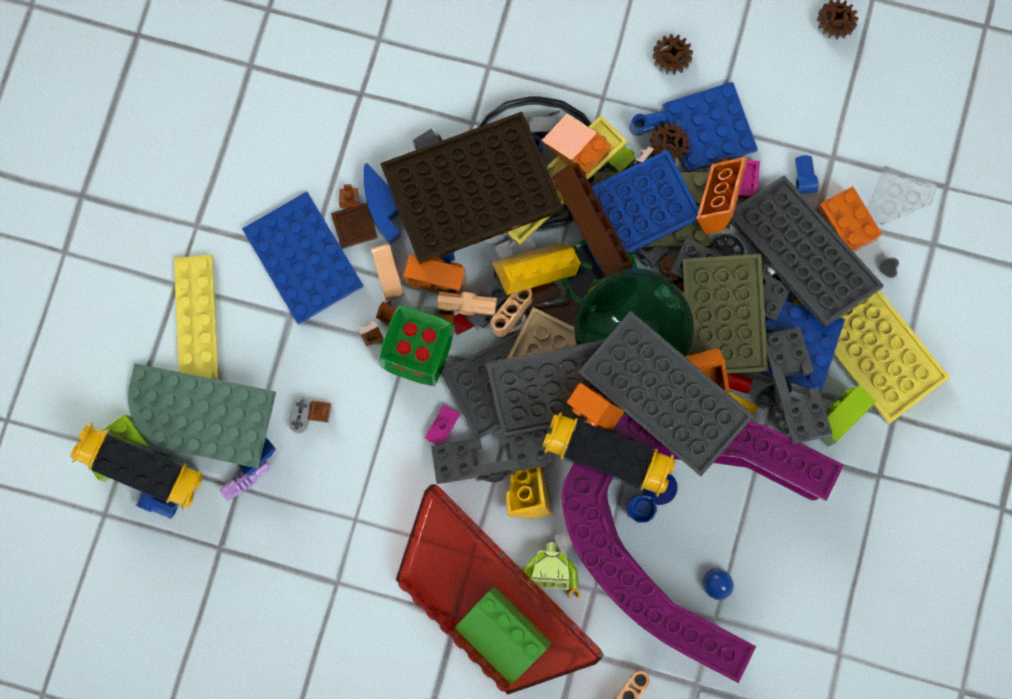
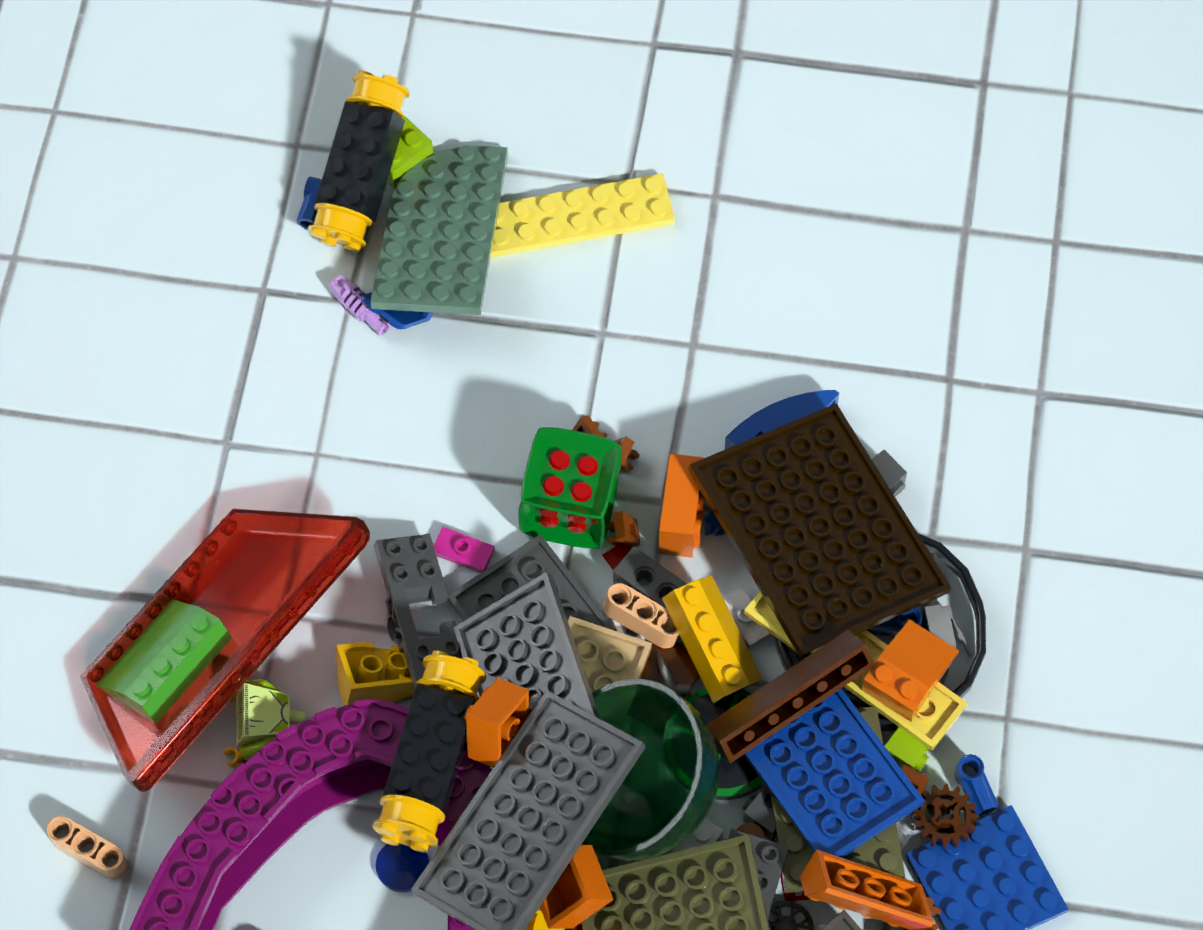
camera: 80 degrees right, 15 degrees down
(295, 413) = (459, 362): light grey beam -> none
(302, 257) = (688, 335): blue plate -> none
(320, 411) = (466, 386): dark orange tile -> none
(348, 196) = (786, 380): dark orange tile -> none
(354, 225) = (743, 393): reddish brown tile -> none
(387, 271) = (692, 440): light nougat beam -> none
(467, 303) = (643, 549): light nougat piece -> none
(641, 508) = (362, 839): blue hair -> none
(678, 48) = (1102, 800): reddish brown gear -> none

